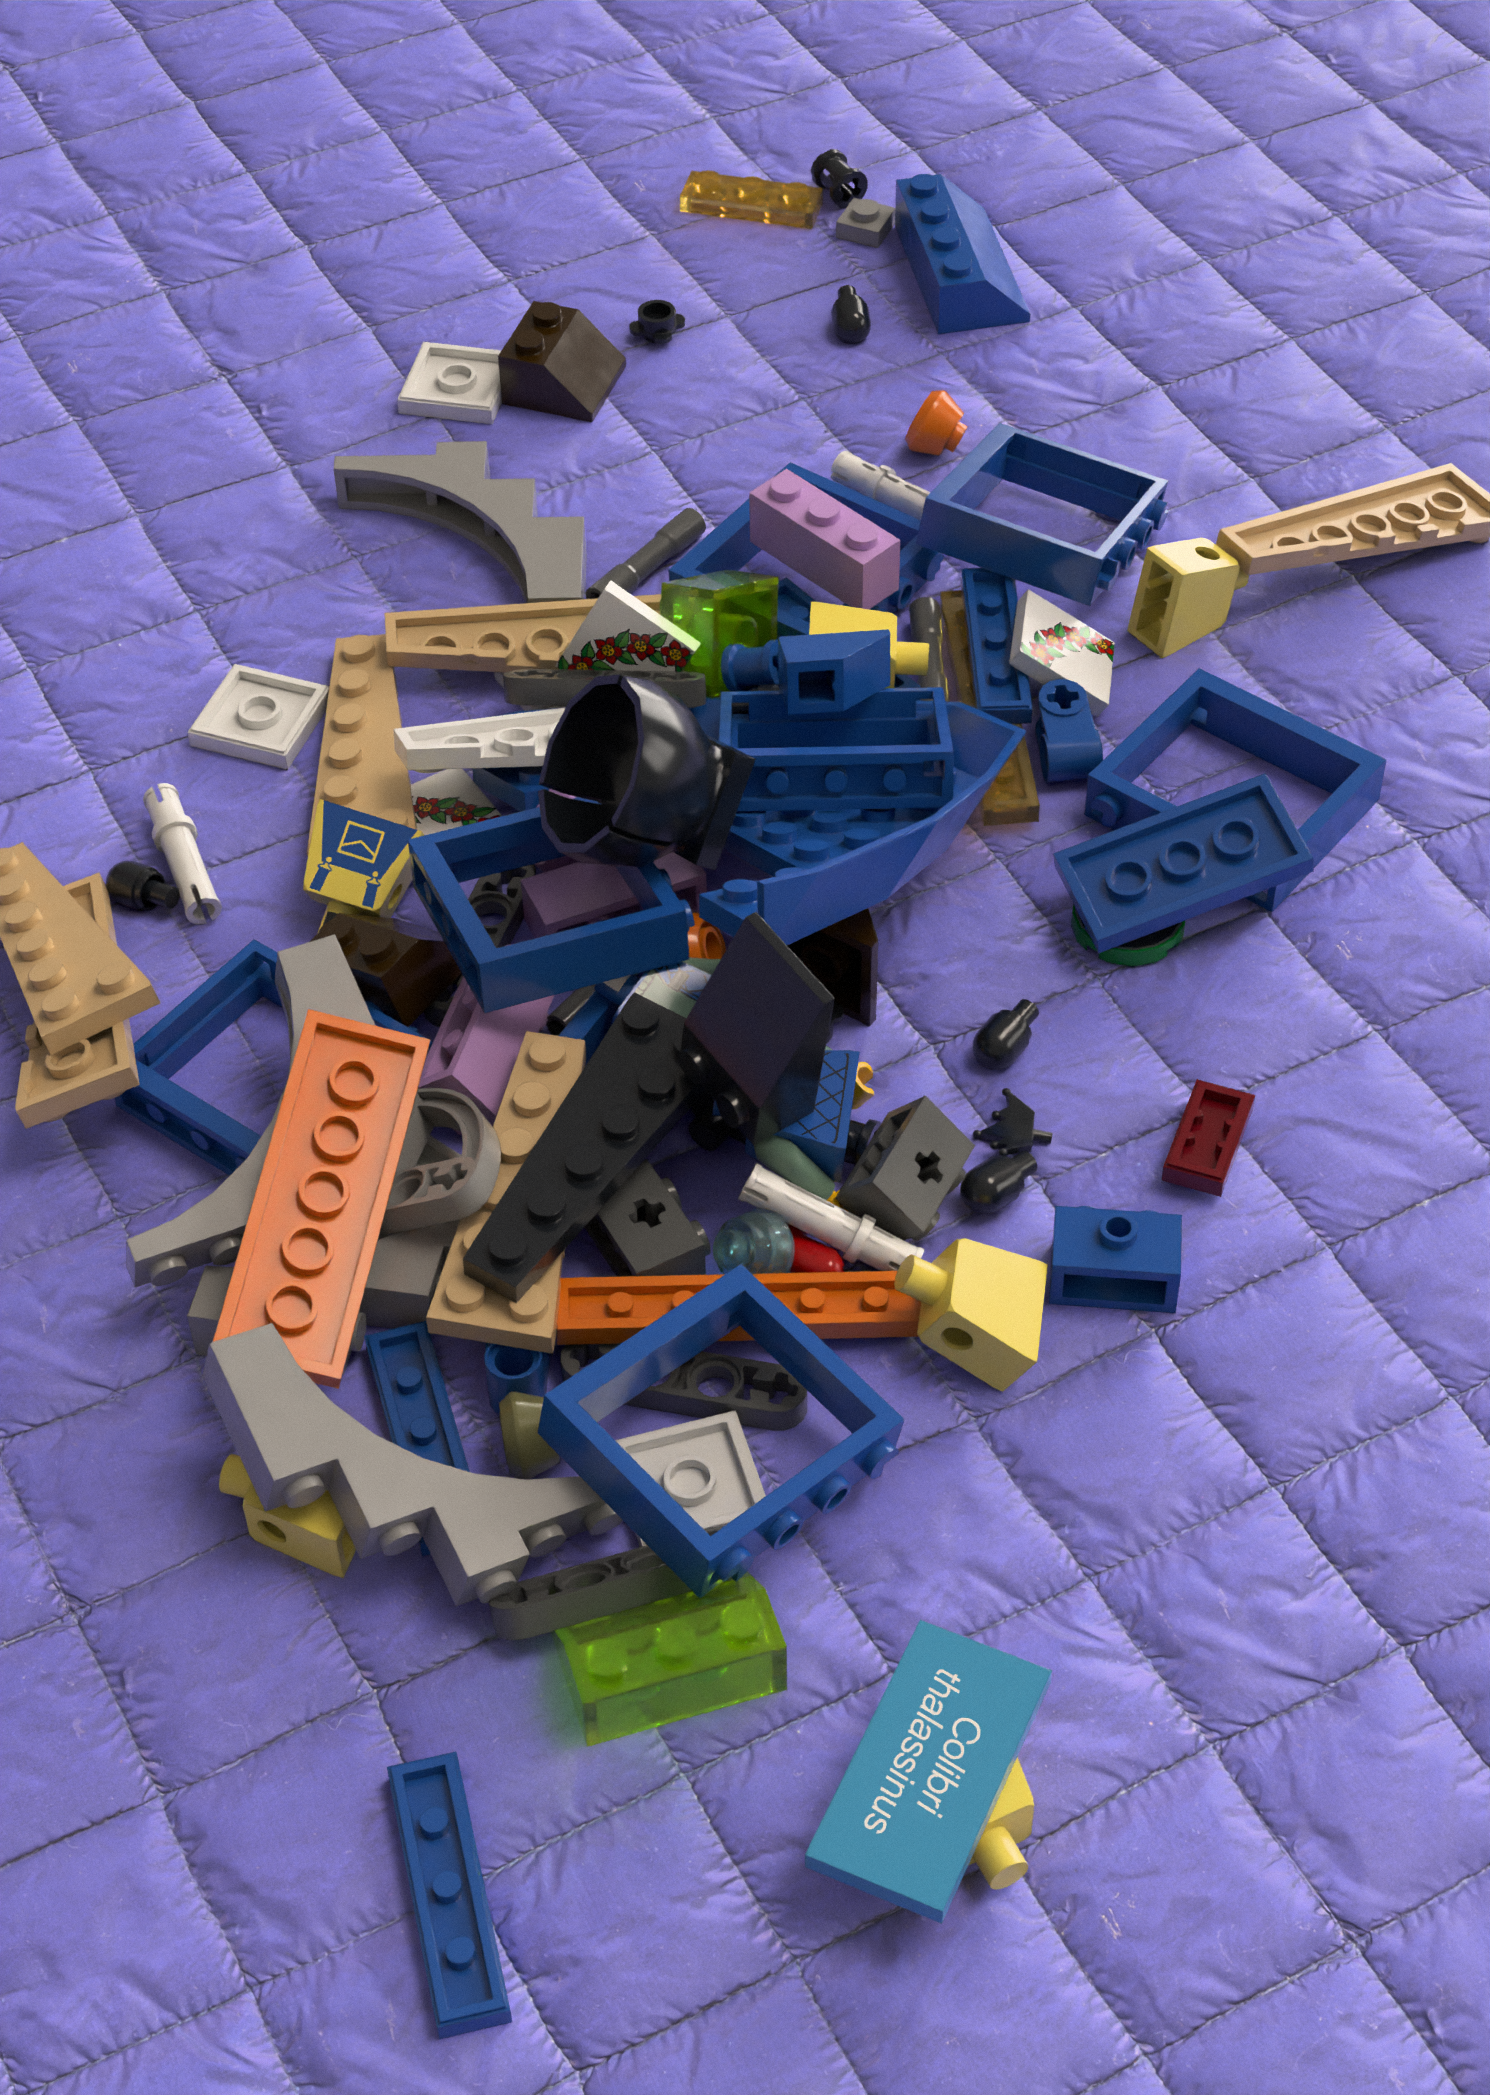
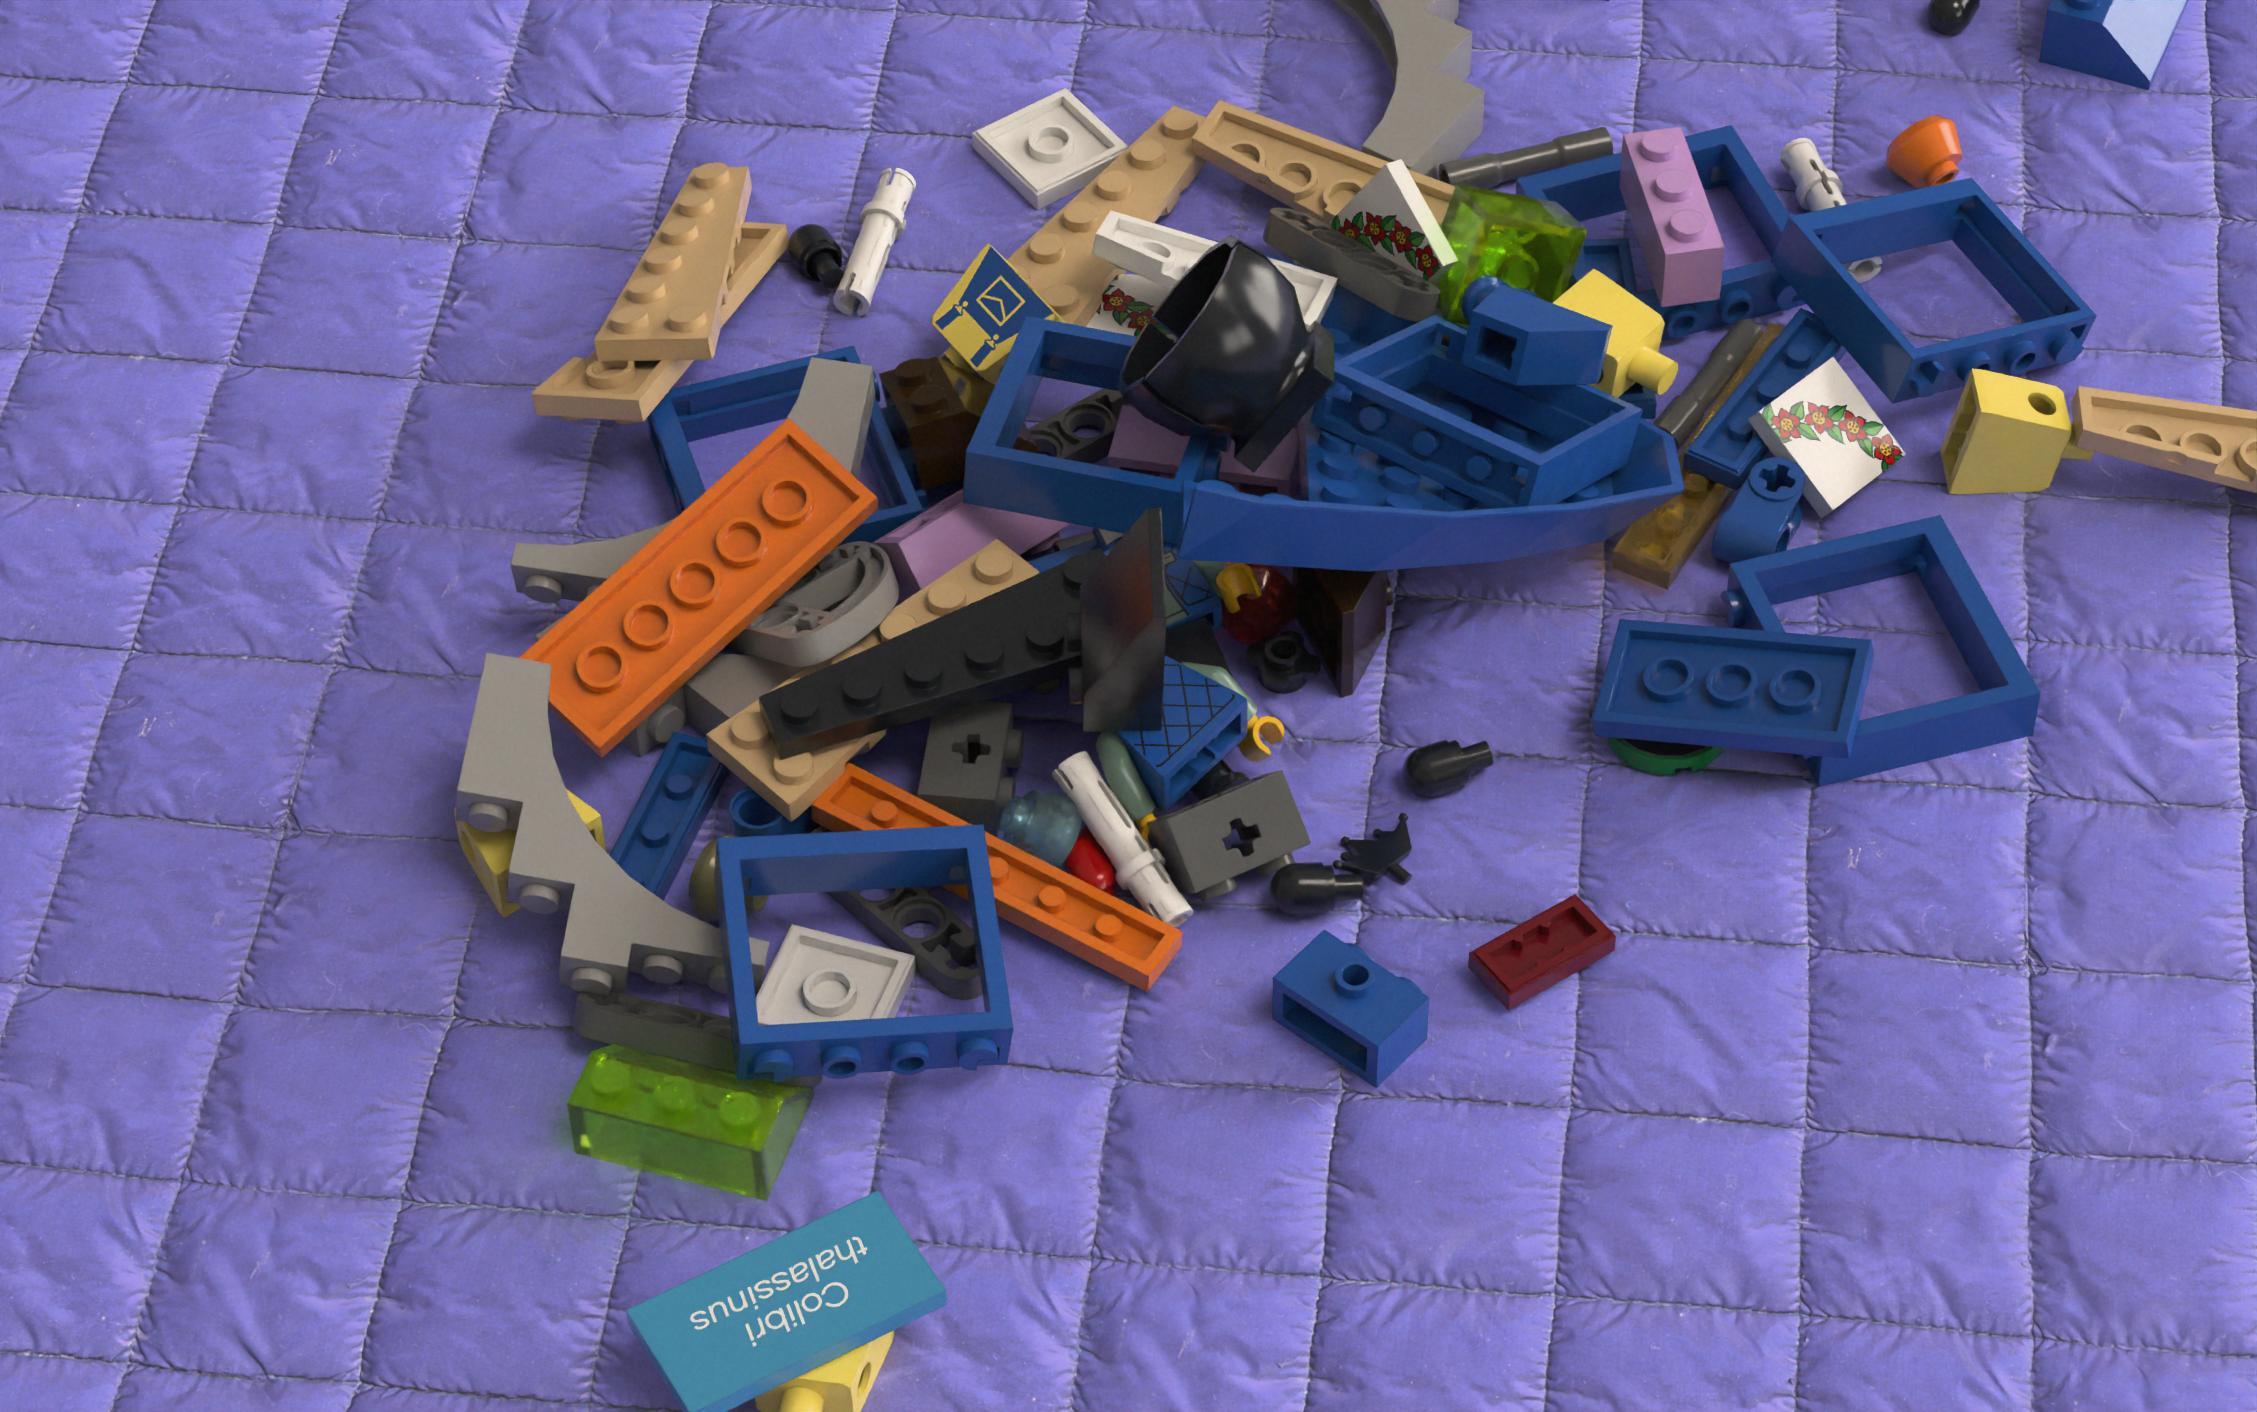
camera: 35 degrees right, 0 degrees up
(449, 1896) = (373, 1197): blue tile -> none
(979, 1308) = (1180, 977): light yellow torso -> none

